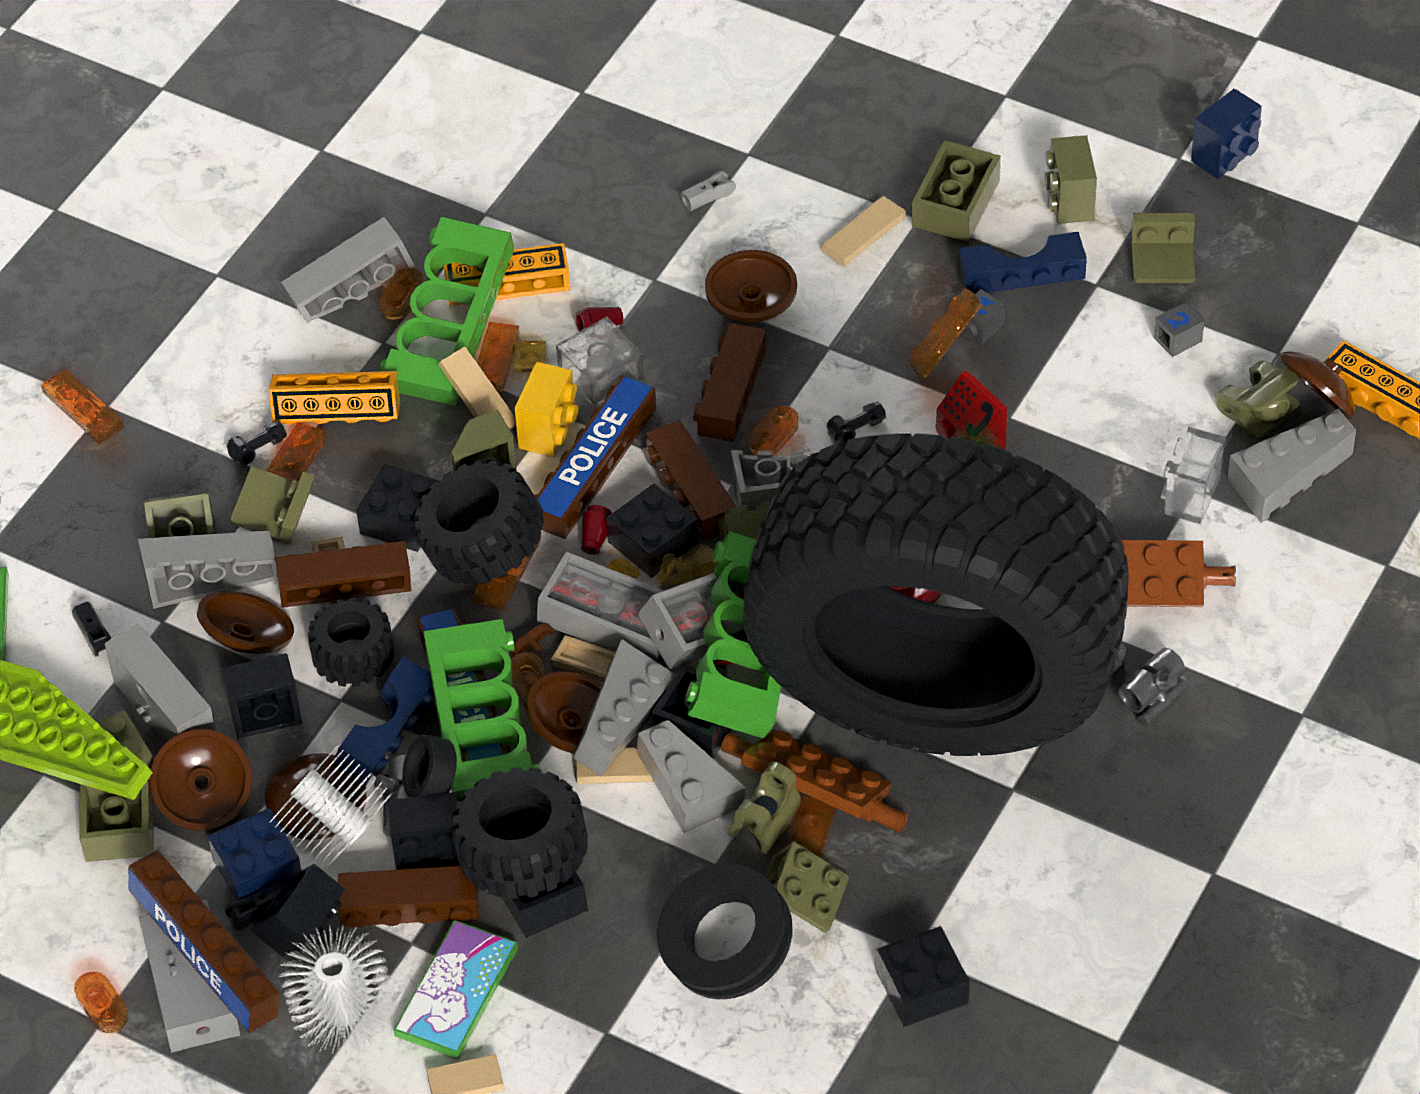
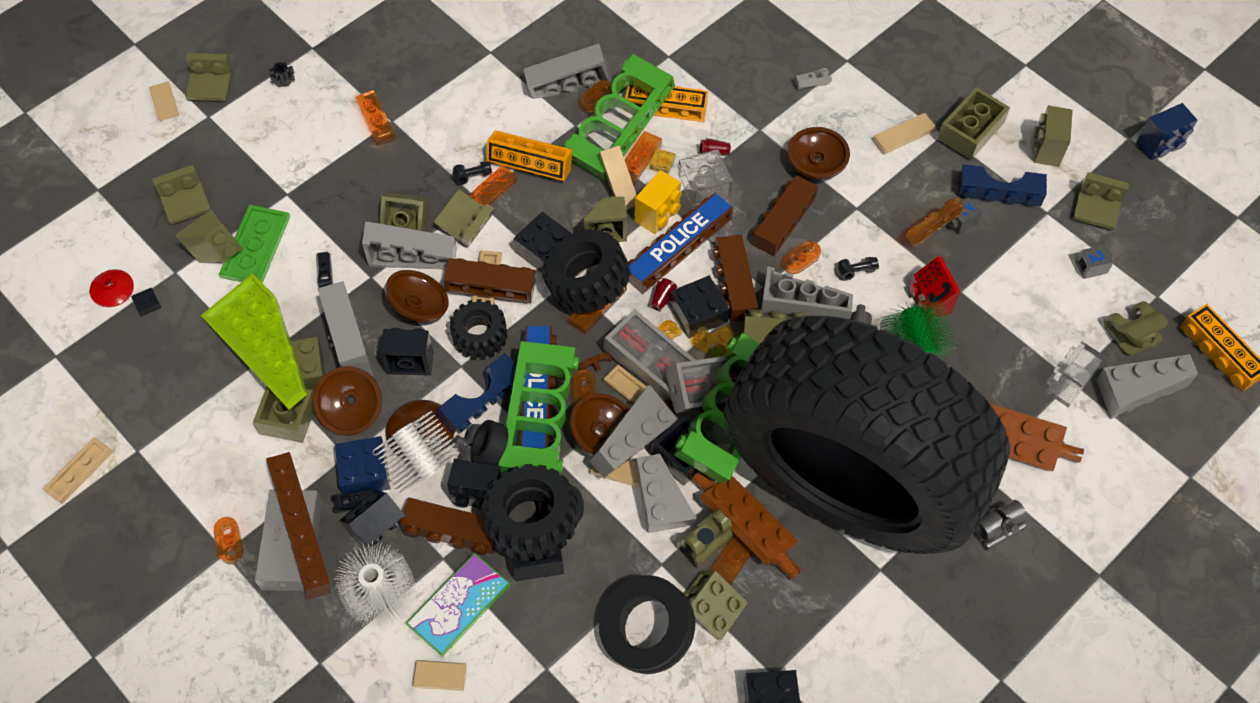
camera: 15 degrees right, 10 degrees up
(1322, 379) = (1185, 330): reddish brown dish -> none

